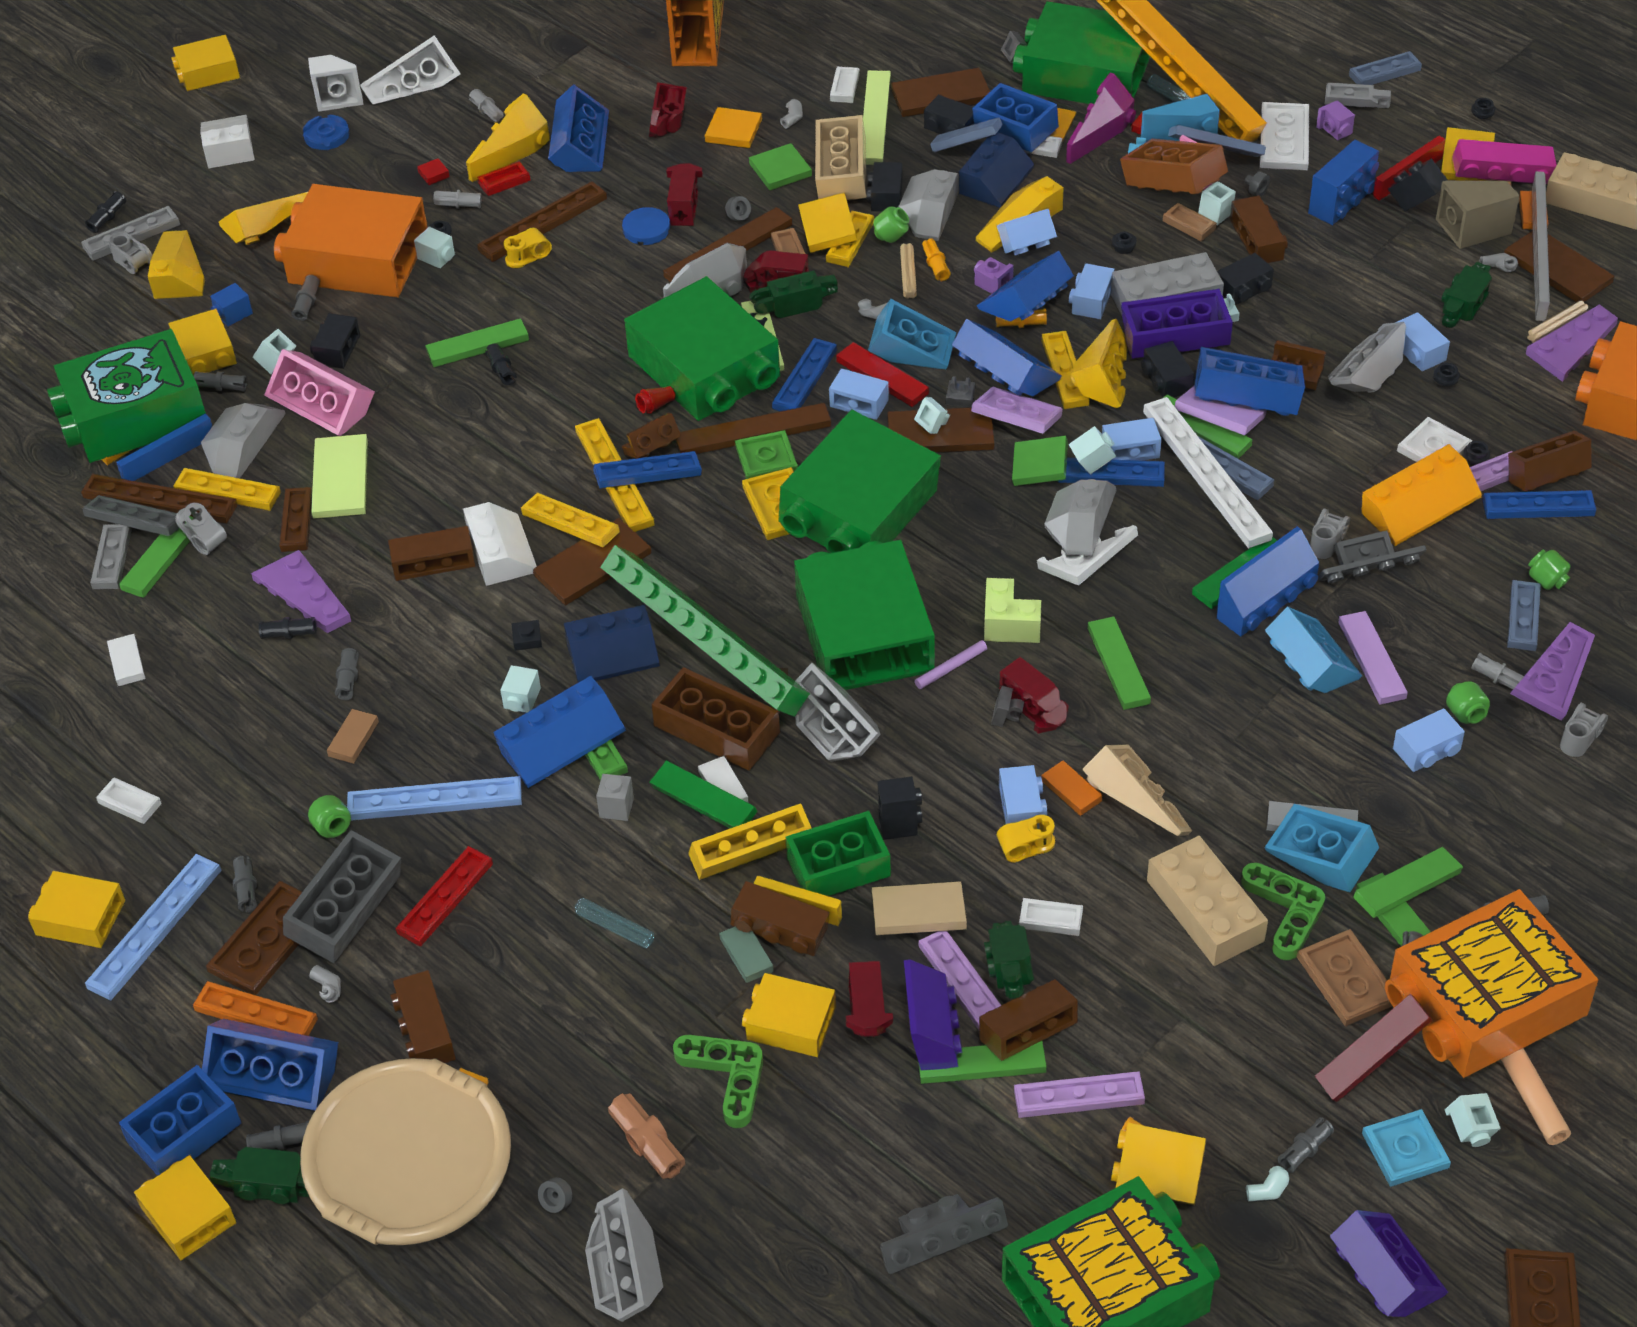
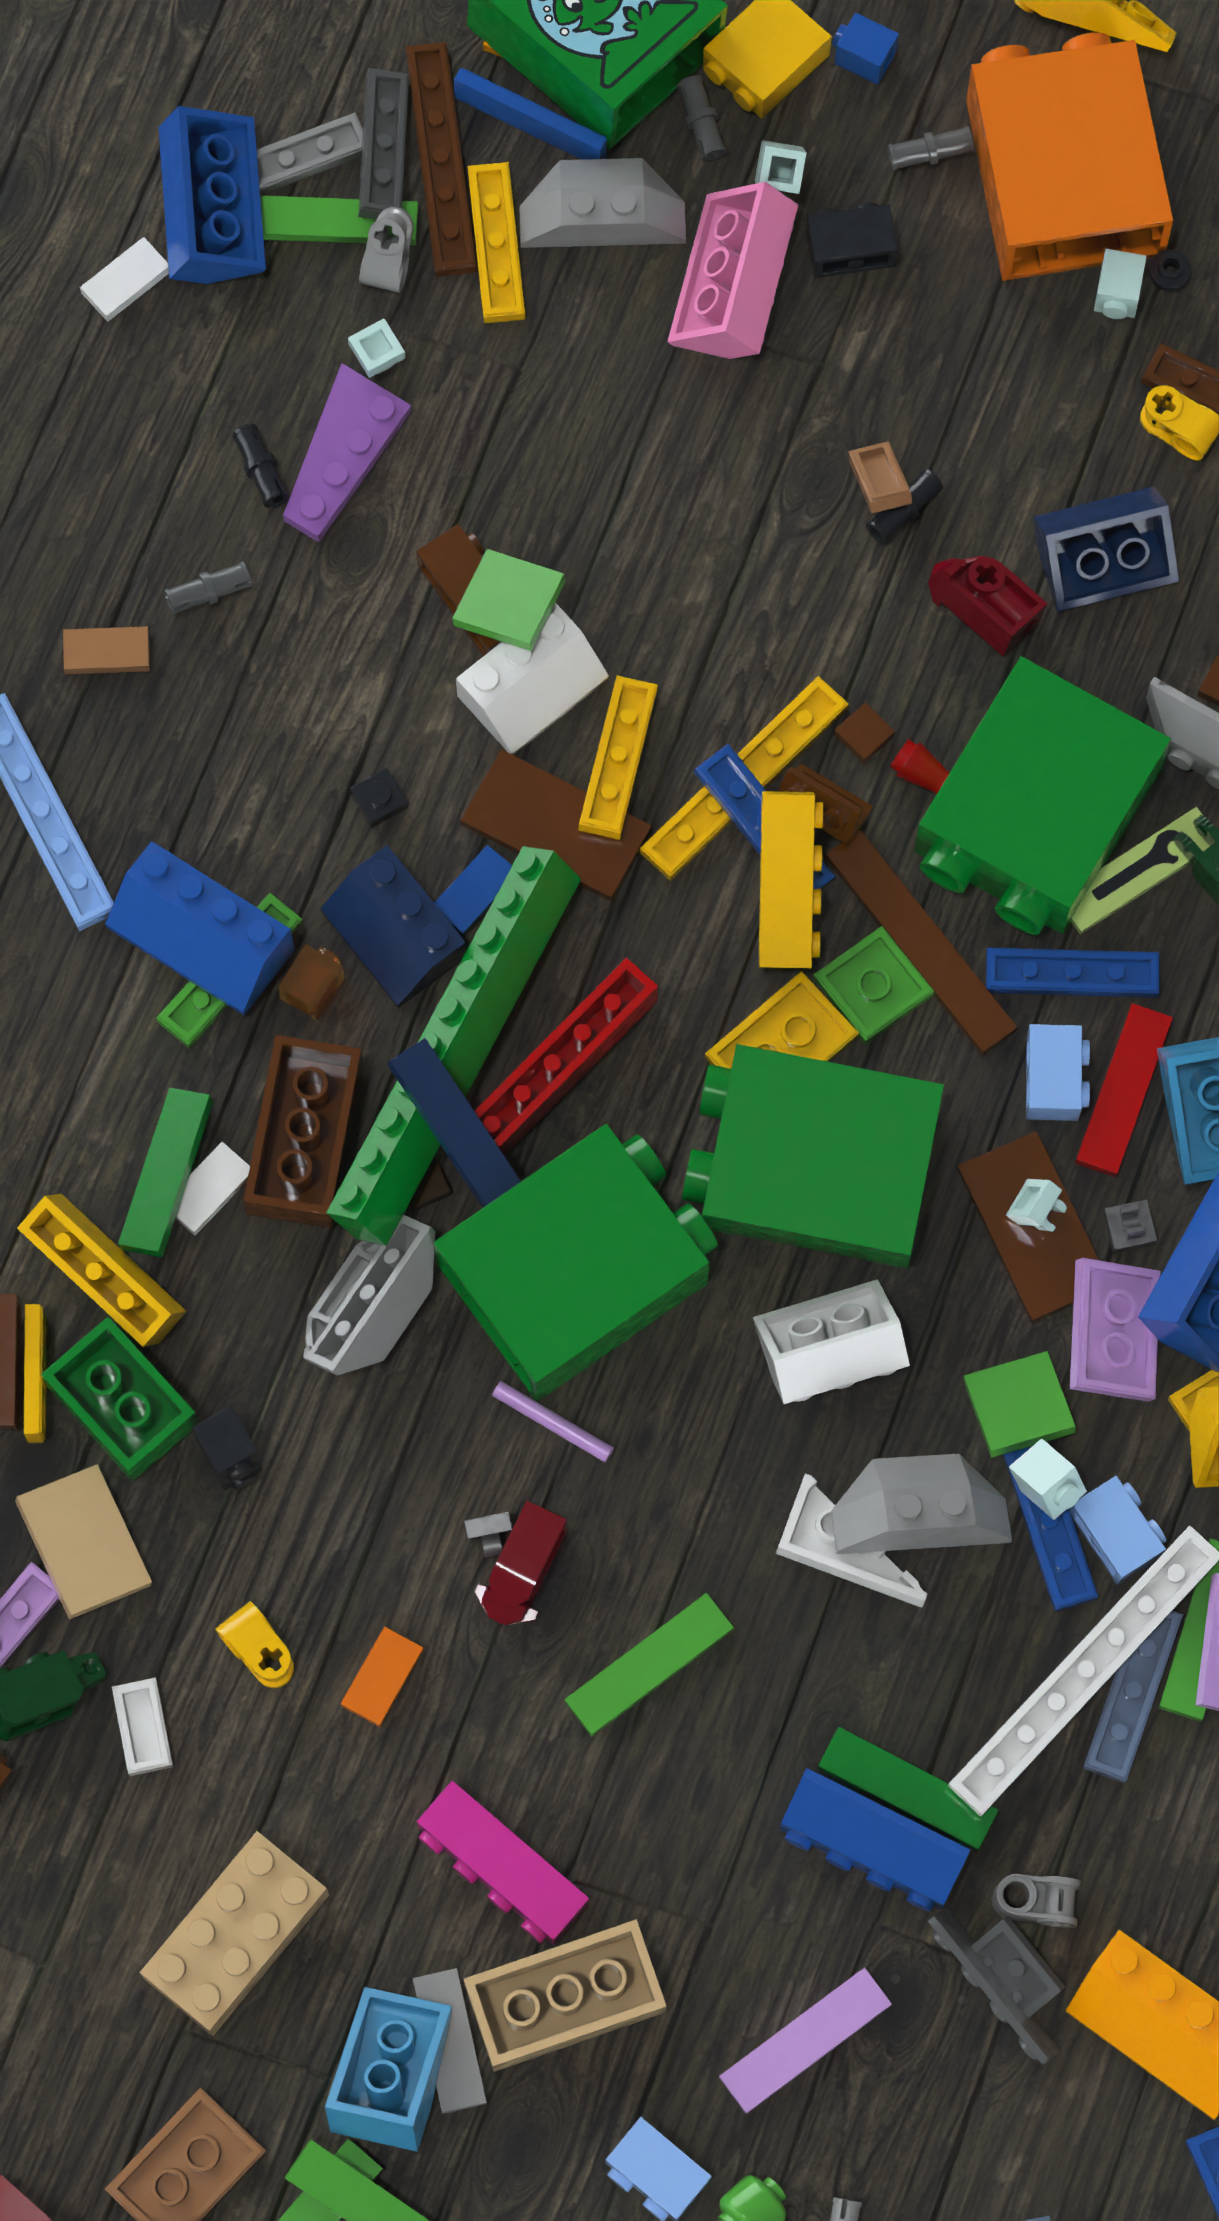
camera: 65 degrees right, 25 degrees up
(105, 599) = (211, 195): none -> blue slope
(255, 551) = (376, 348): none -> light aqua tile
(296, 519) = (476, 369): reddish brown tile -> none
(339, 476) = (584, 387): yellowish green tile -> none
(451, 523) = (509, 599): none -> bright green tile
(476, 342) = (943, 448): bright green tile -> none
(479, 365) = (880, 477): none -> medium nougat tile
(520, 689) = (263, 838): light aqua brick -> none
(576, 344) = (987, 599): none -> dark red piece
(577, 292) = (1107, 548): none -> dark blue slope
(605, 599) = (473, 890): none -> blue tile
(615, 797) = (118, 1054): light grey brick -> none
(619, 418) = (864, 733): none -> reddish brown tile
(624, 693) = (312, 981): none -> clear orange brick
(689, 457) = (787, 879): none -> yellow brick
(742, 594) = (567, 1055): none -> red brick
(756, 628) = (453, 1122): none -> dark blue tile
(965, 525) = (831, 1341): none -> white slope
(1008, 617) = (663, 1462): yellowish green brick -> none
(1021, 794) = (326, 1613): light blue brick -> none
(1125, 778) = (407, 1763): tan wedge -> none
(1213, 759) = (502, 1863): none -> dark pink brick
(1297, 906) = (277, 2066): bright green beam -> none
(1308, 748) = (565, 1995): none -> tan brick
(1311, 651) = (773, 1948): dark azure slope -> none

